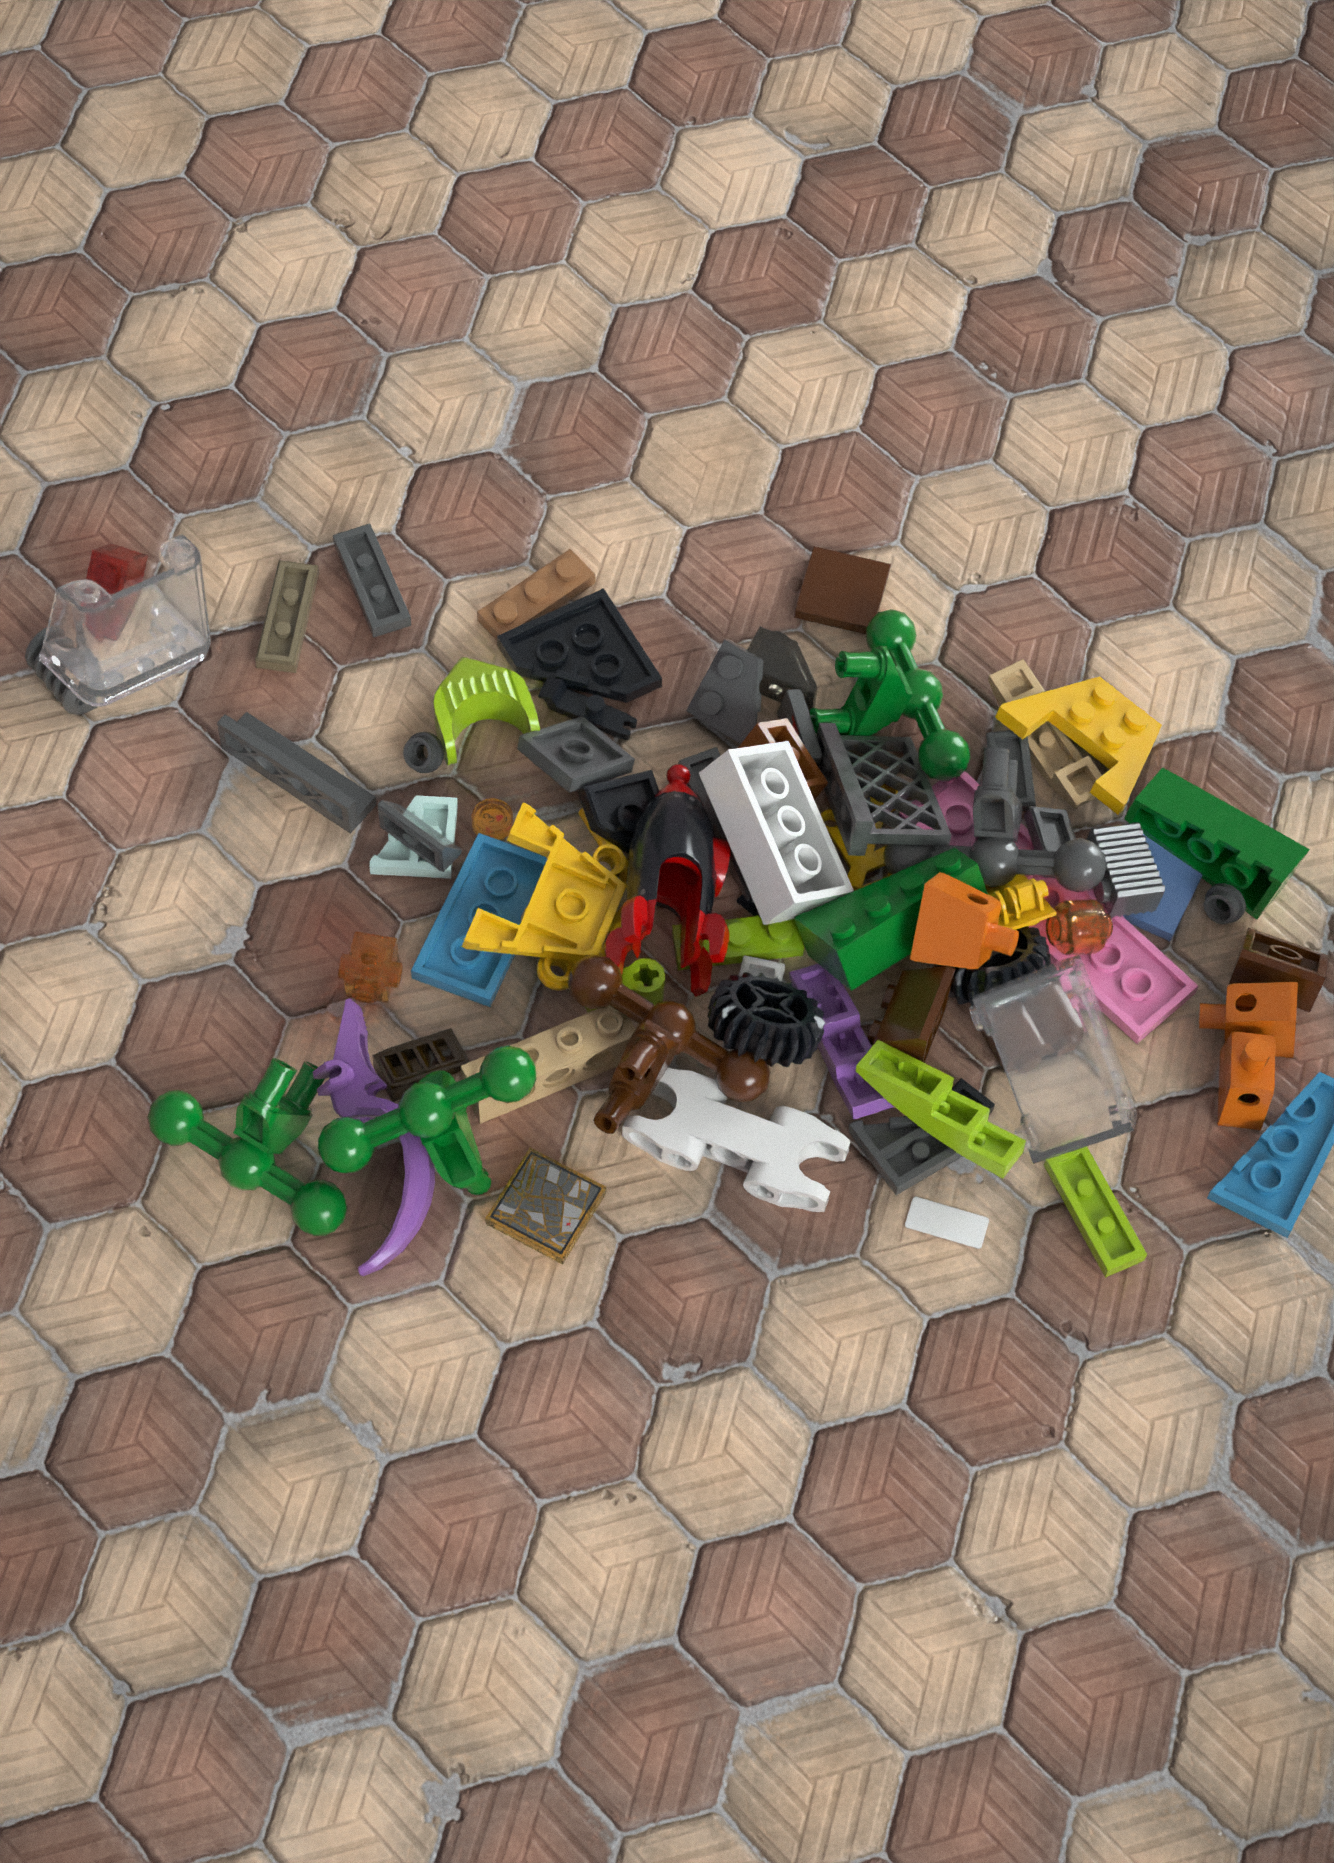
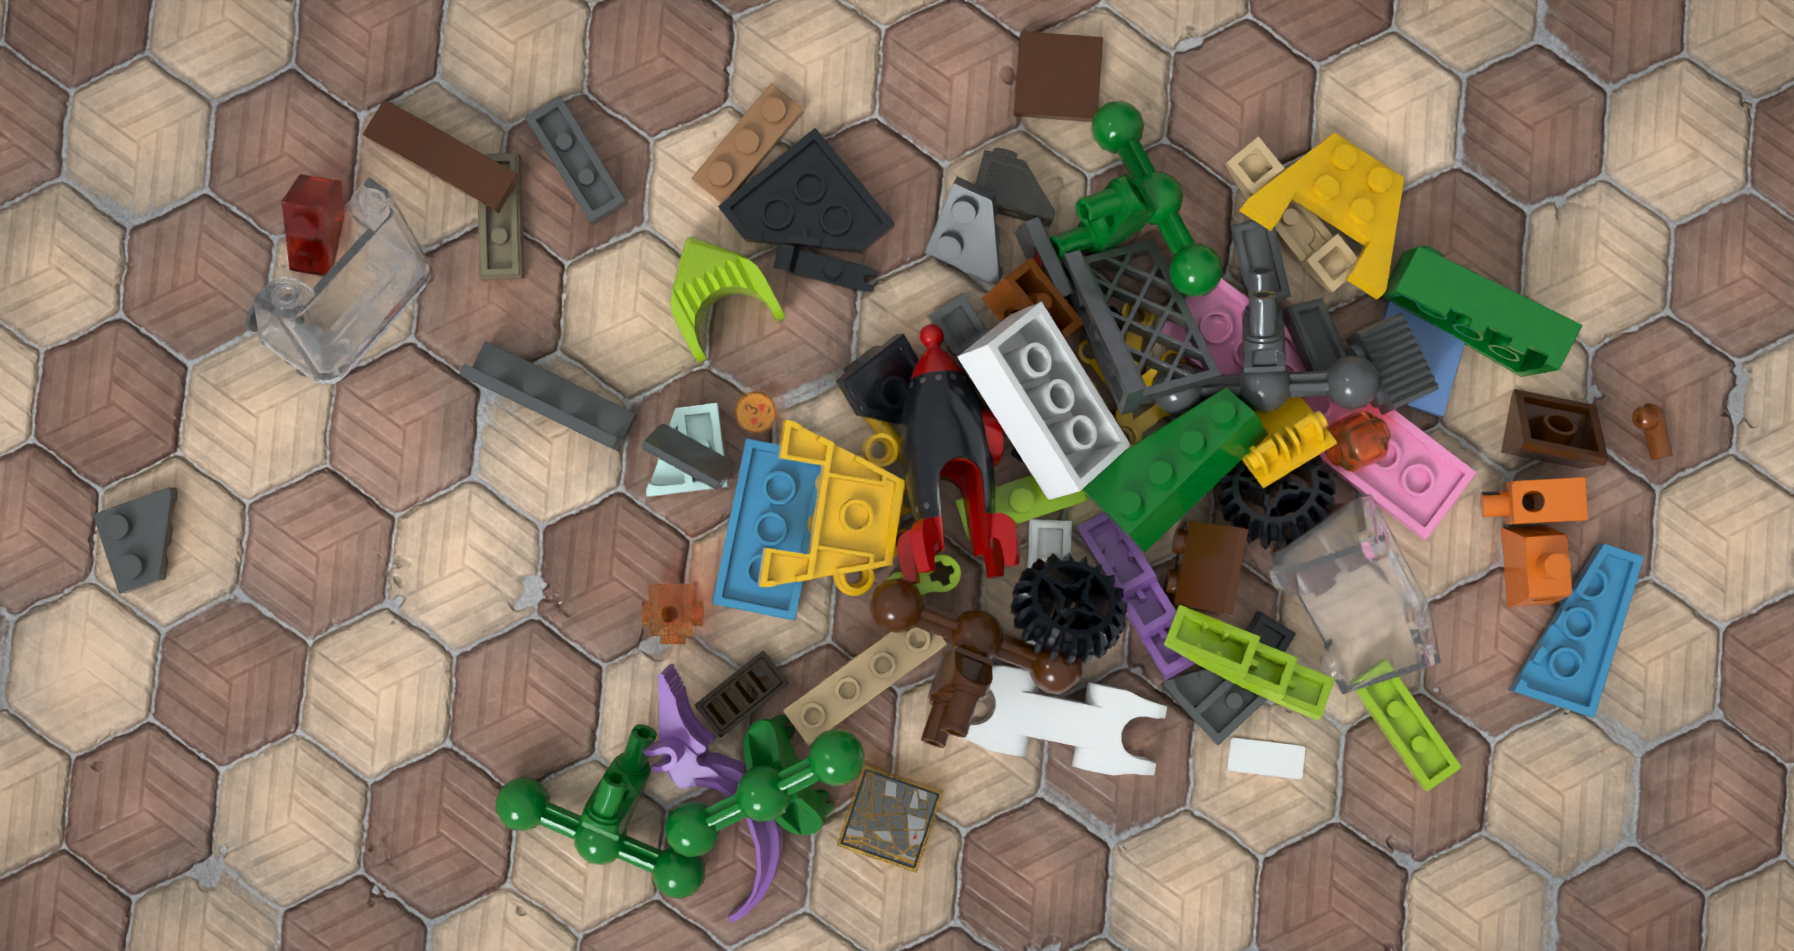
camera: 10 degrees left, 25 degrees up
(248, 553) = (441, 156): none -> reddish brown slope
(414, 753) = (671, 354): dark grey plate -> none
(575, 754) = (825, 333): dark grey plate -> none
(959, 925) = (1249, 488): orange torso -> none
(1224, 903) = (1491, 374): dark grey plate -> none

